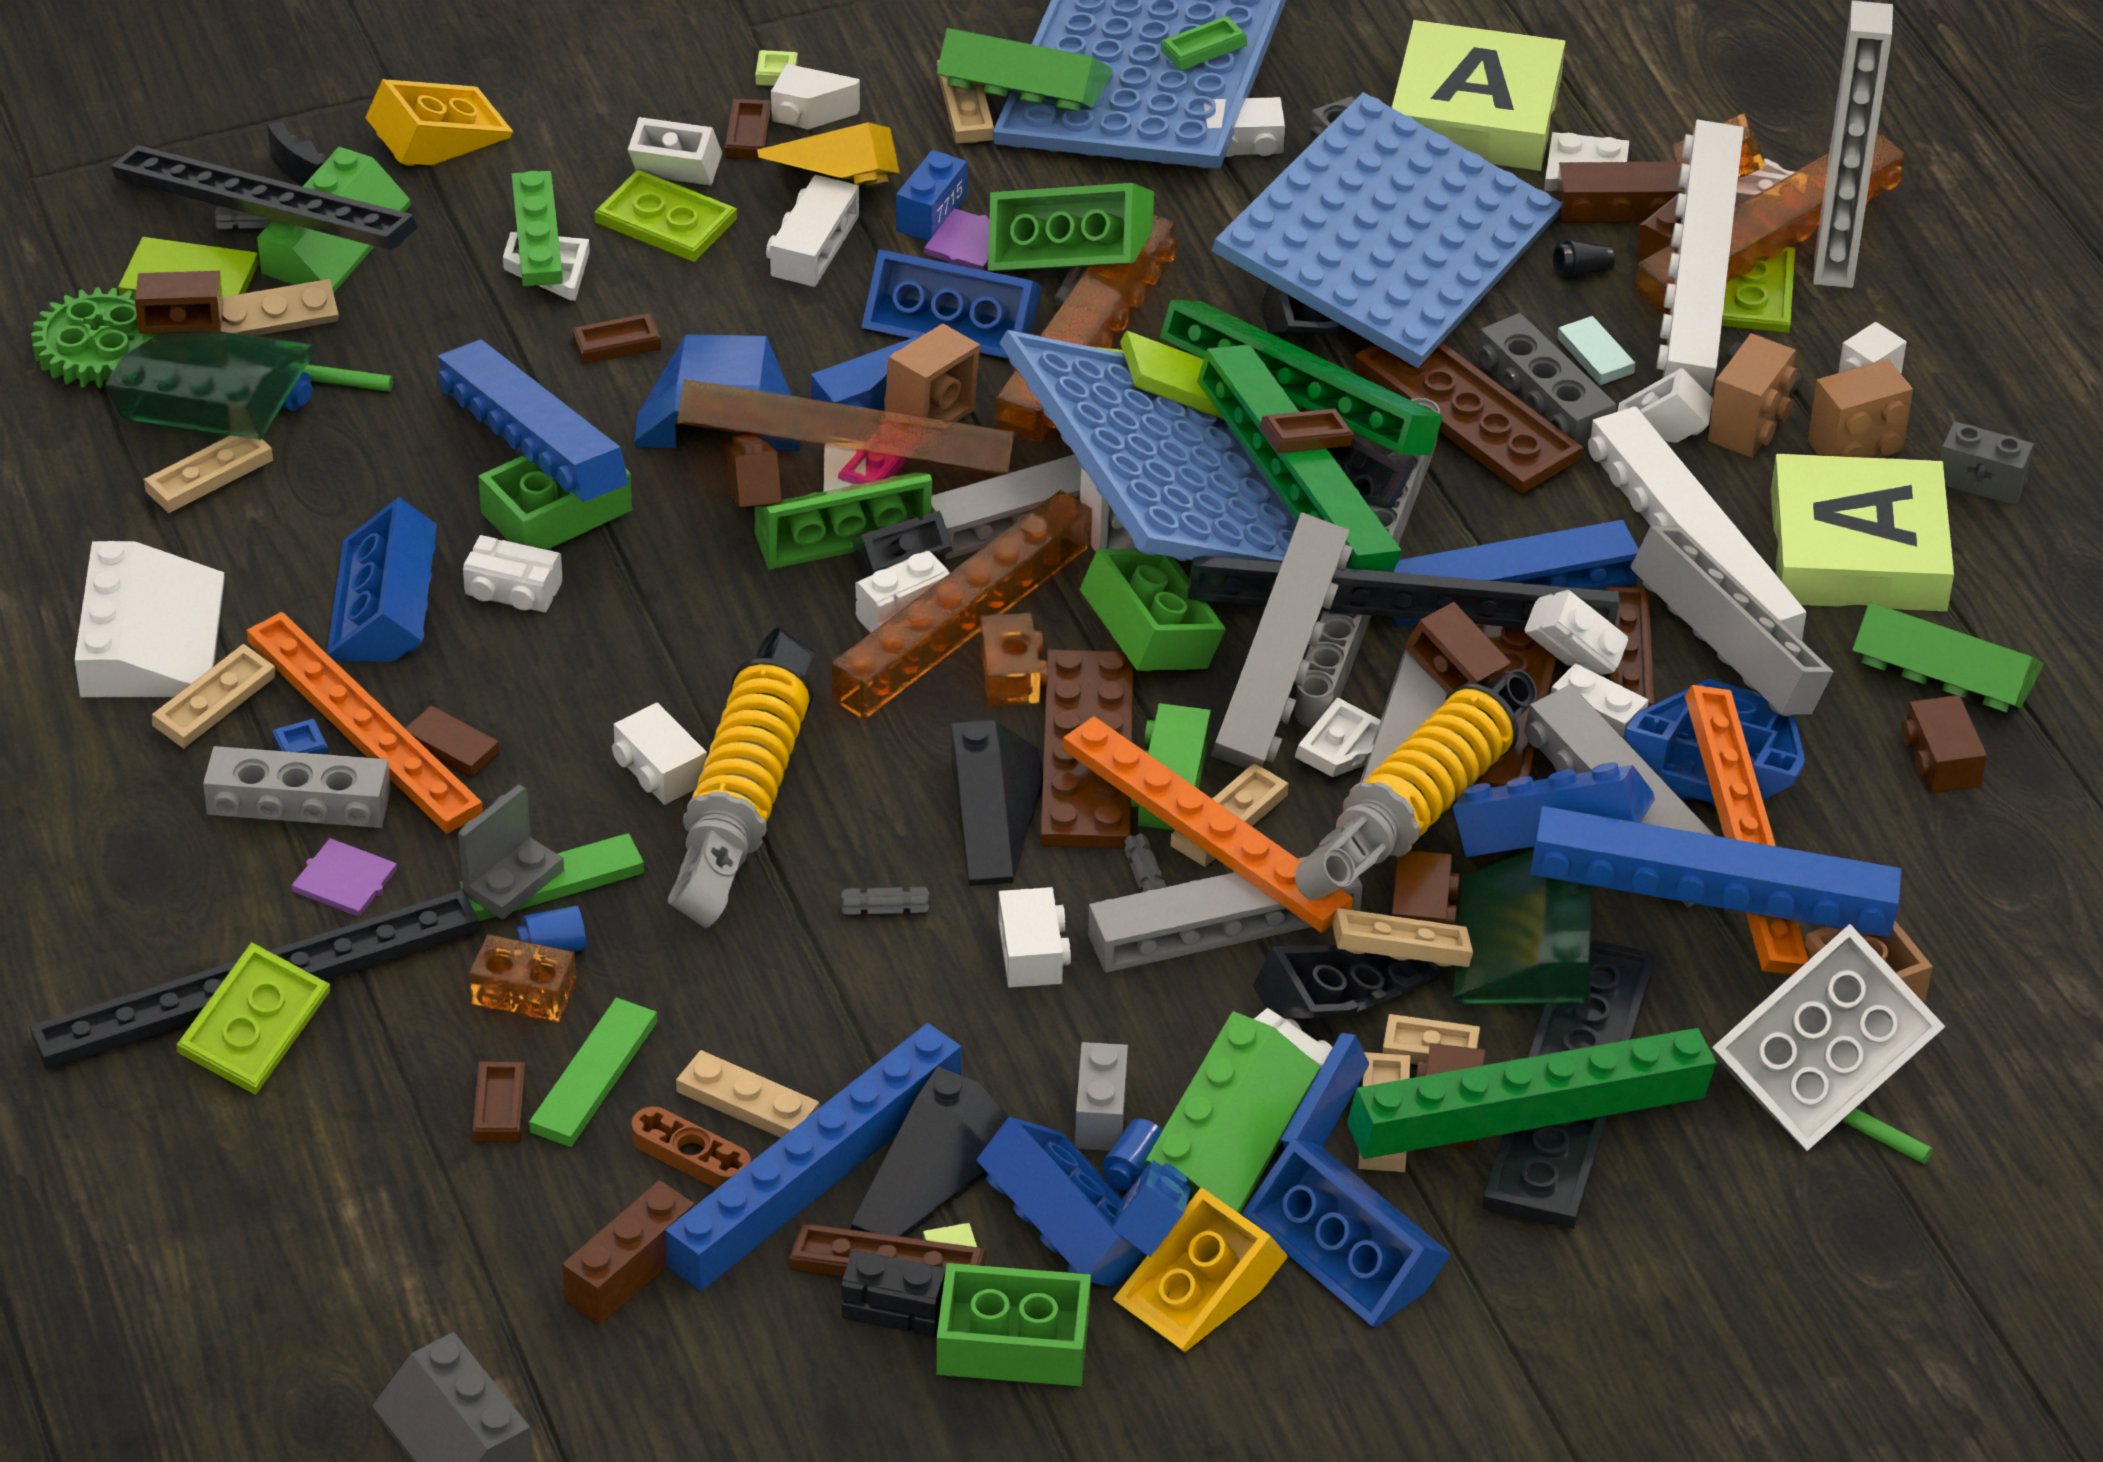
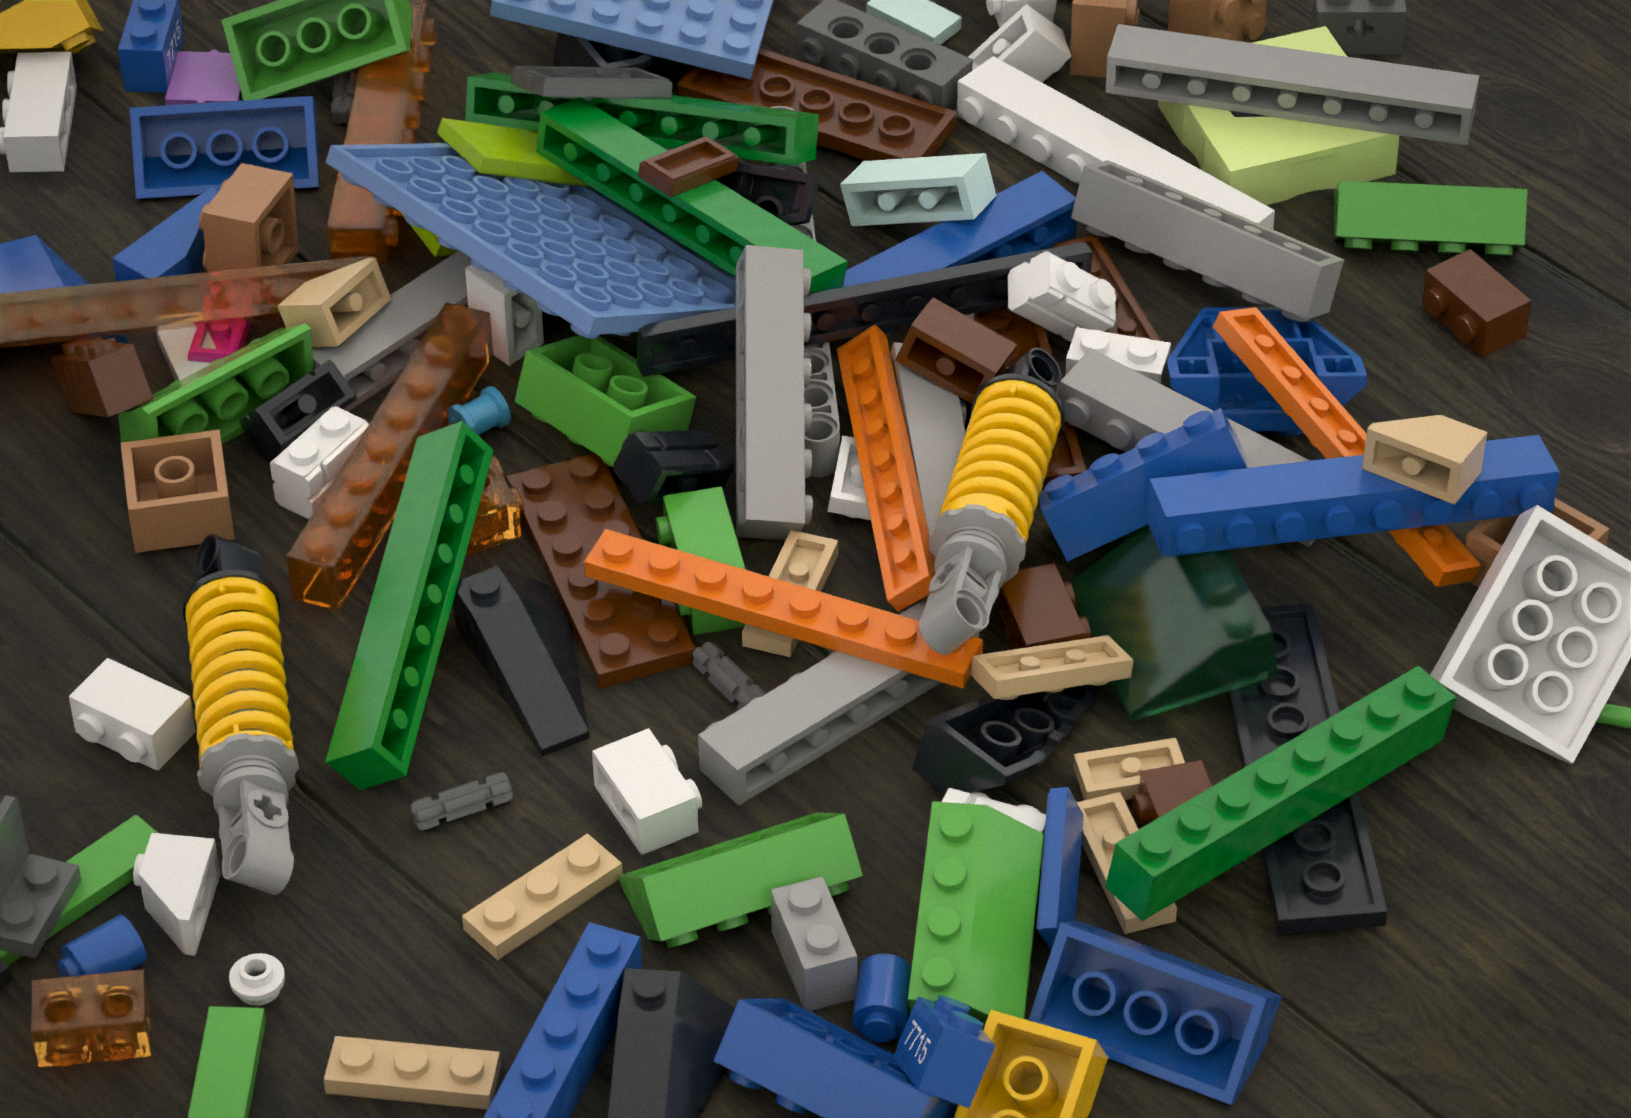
camera: 20 degrees left, 0 degrees up
(635, 897) = (178, 885): none -> white slope
(663, 988) = (257, 978): none -> white plate
(775, 583) = (176, 490): none -> medium nougat brick
(910, 731) = (410, 607): none -> green brick
(912, 994) = (542, 896): none -> tan plate
(968, 464) = (337, 302): none -> tan slope
(1049, 593) = (483, 412): none -> dark azure bush
(1059, 1024) = (738, 875): none -> bright green slope
(1179, 679) = (671, 463): none -> black brick
(1265, 333) = (590, 82): none -> dark grey tile
(1355, 727) = (887, 468): none -> orange plate
(1506, 506) = (918, 189): none -> light aqua brick
(1783, 854) = (1426, 454): none -> tan slope
(1875, 505) = (1292, 84): none -> light grey brick

